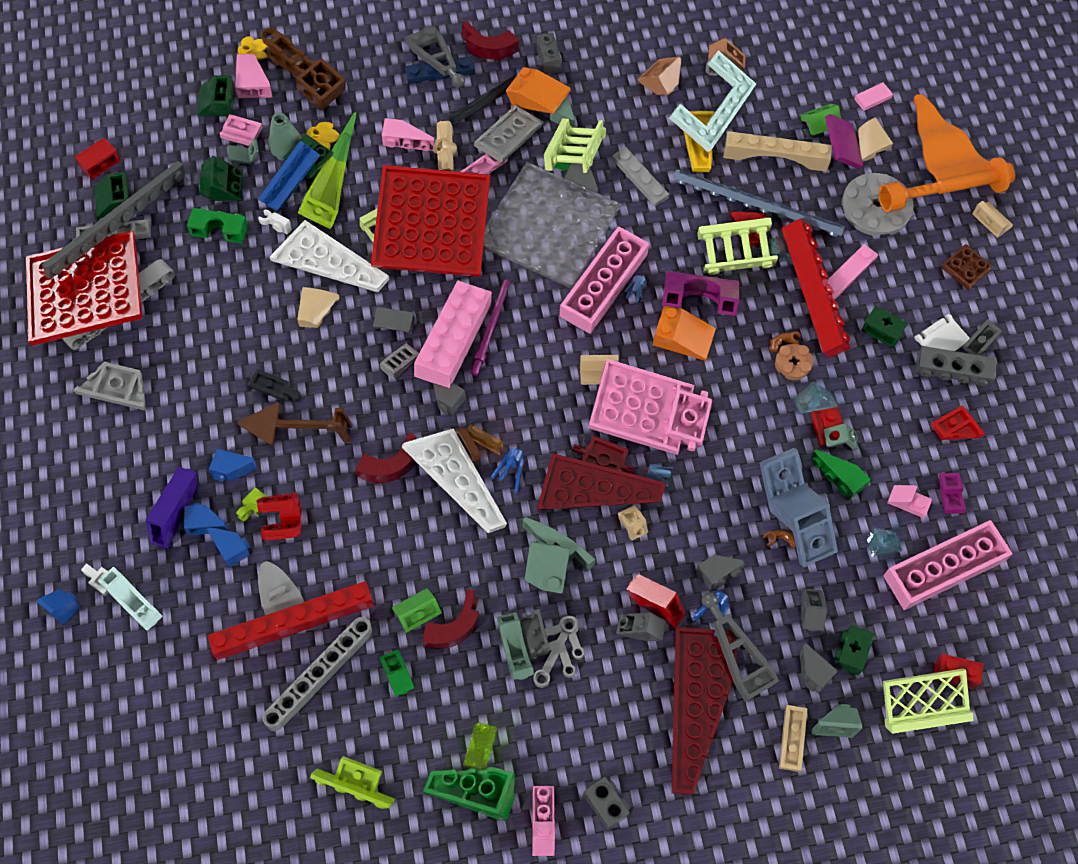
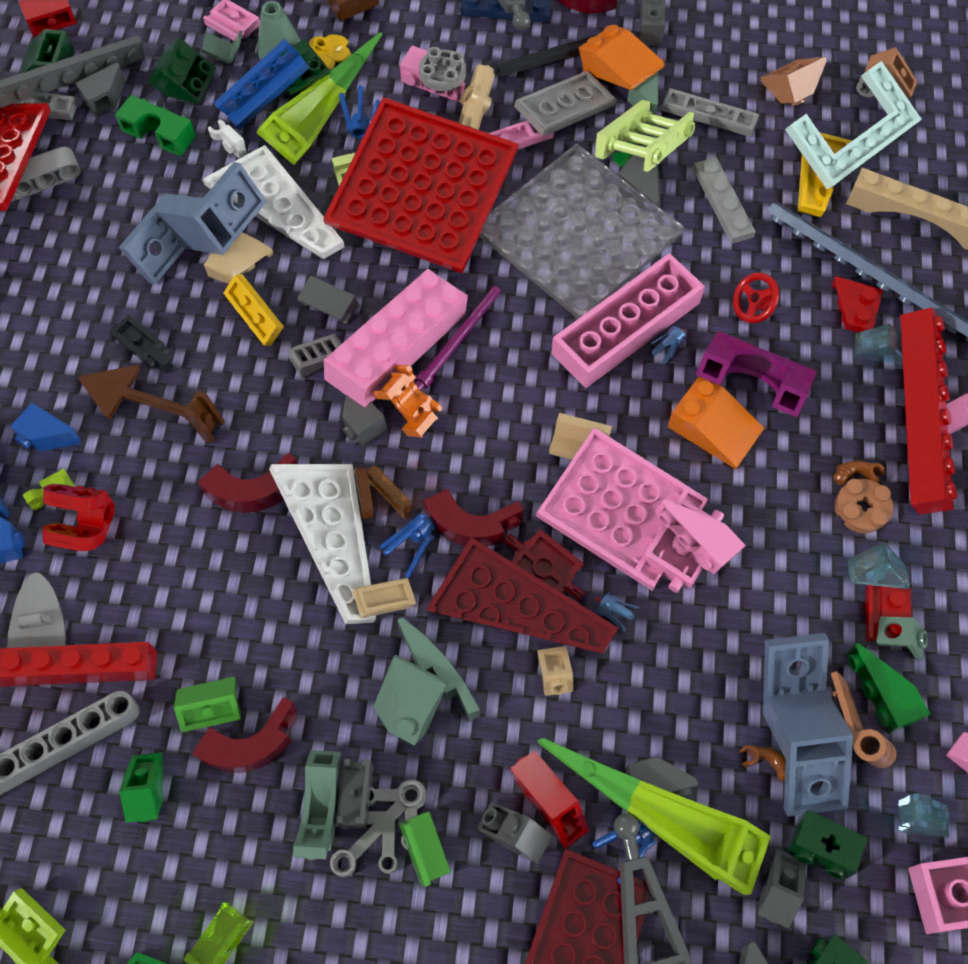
camera: 20 degrees right, 0 degrees up
(165, 208) = (102, 89): none -> dark grey slope
(281, 292) = (193, 223): none -> sand blue bracket
(343, 341) = (253, 309): none -> yellow plate
(367, 186) = (359, 122): none -> blue plant
(414, 131) = (442, 69): none -> light grey tile
(479, 376) = (410, 401): none -> orange piece
(507, 509) = (384, 597): none -> tan tile
(541, 448) = (461, 526): none -> dark red arch
(589, 653) = (424, 848): none -> bright green panel
(611, 114) = (710, 112): none -> light grey plate
(692, 239) = (767, 298): none -> red piece
(700, 409) = (707, 538): none -> bright pink slope
(742, 229) = (844, 302): yellowish green fence -> none
(759, 592) = (709, 838): none -> lime plate
(831, 576) = (844, 845): none -> dark green brick
(838, 506) = (868, 743): none -> nougat door

